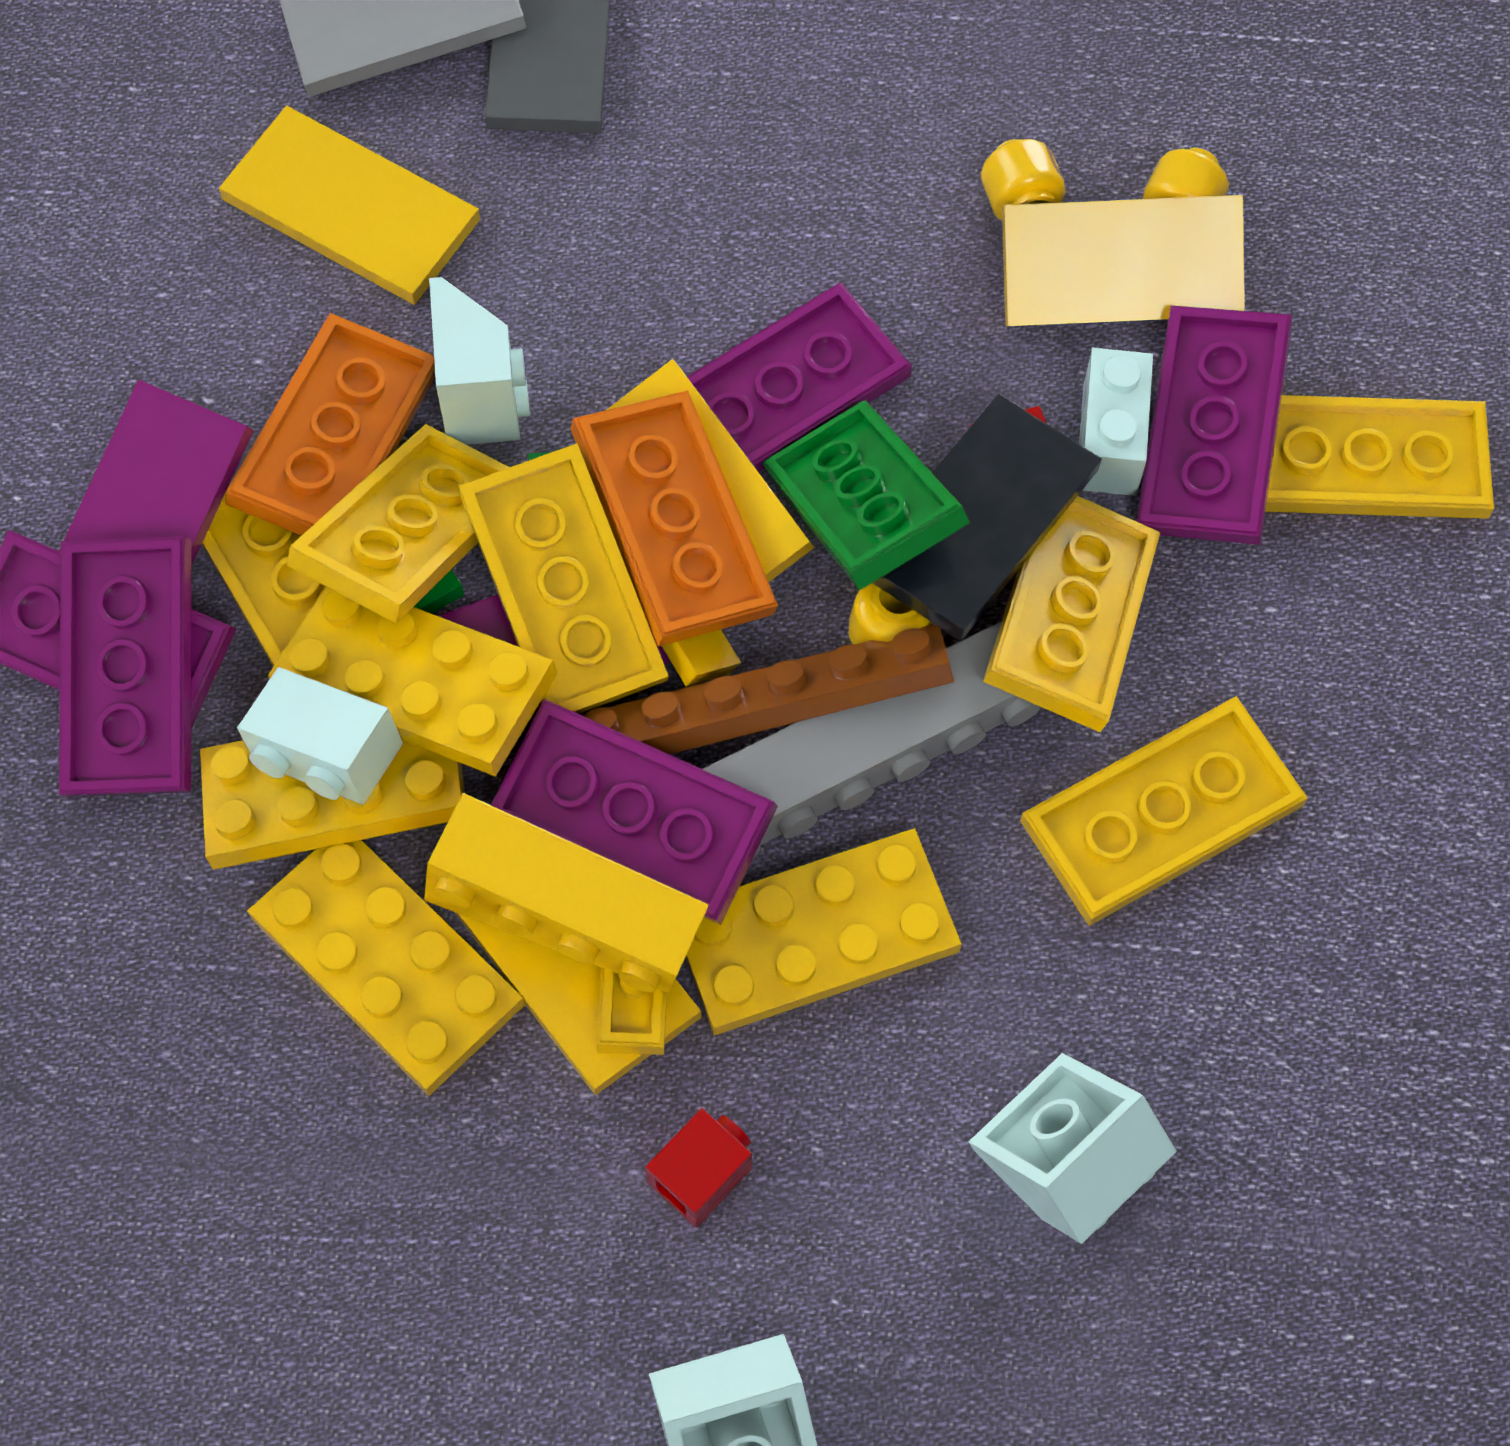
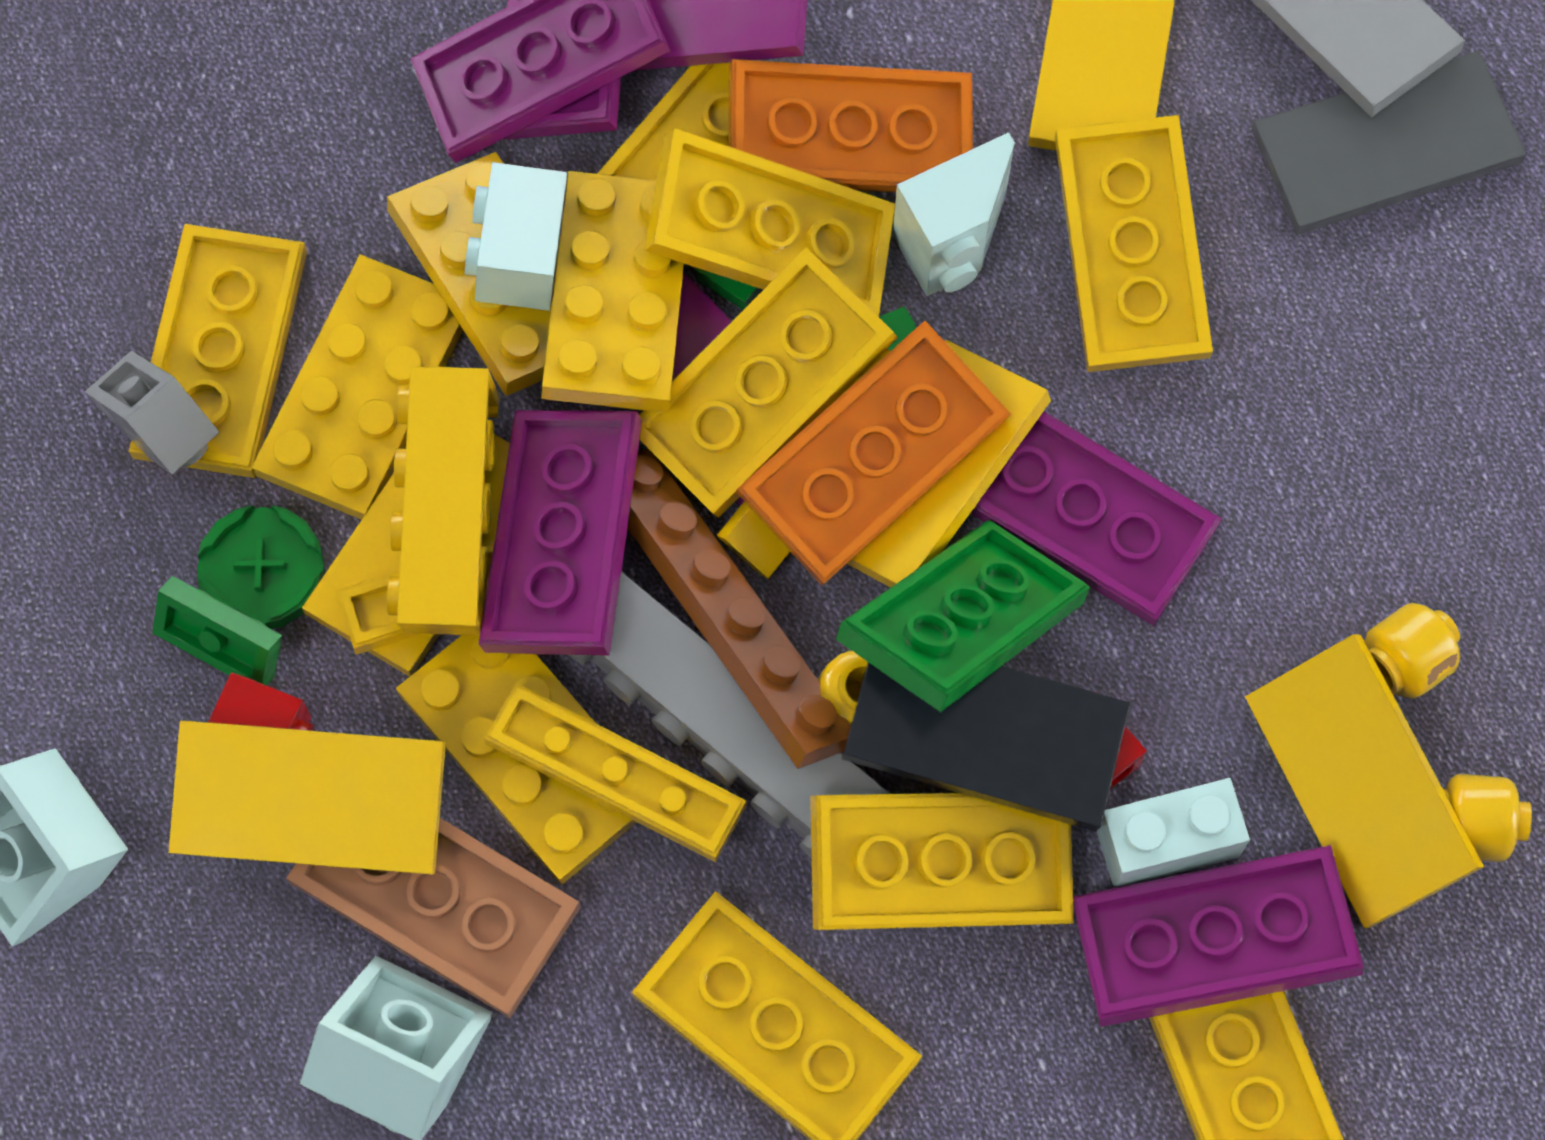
camera: 70 degrees right, 5 degrees up
(282, 1084) = (229, 334): none -> yellow tile
(330, 1156) = (153, 412): none -> light grey slope
(530, 1119) = (261, 563): none -> green tile
(557, 248) = (1133, 243): none -> yellow plate
(588, 1178) = (215, 632): none -> green plate
(803, 1136) = (307, 797): none -> yellow tile
(882, 852) = (615, 772): none -> yellow tile
(930, 1063) = (470, 921): none -> nougat plate

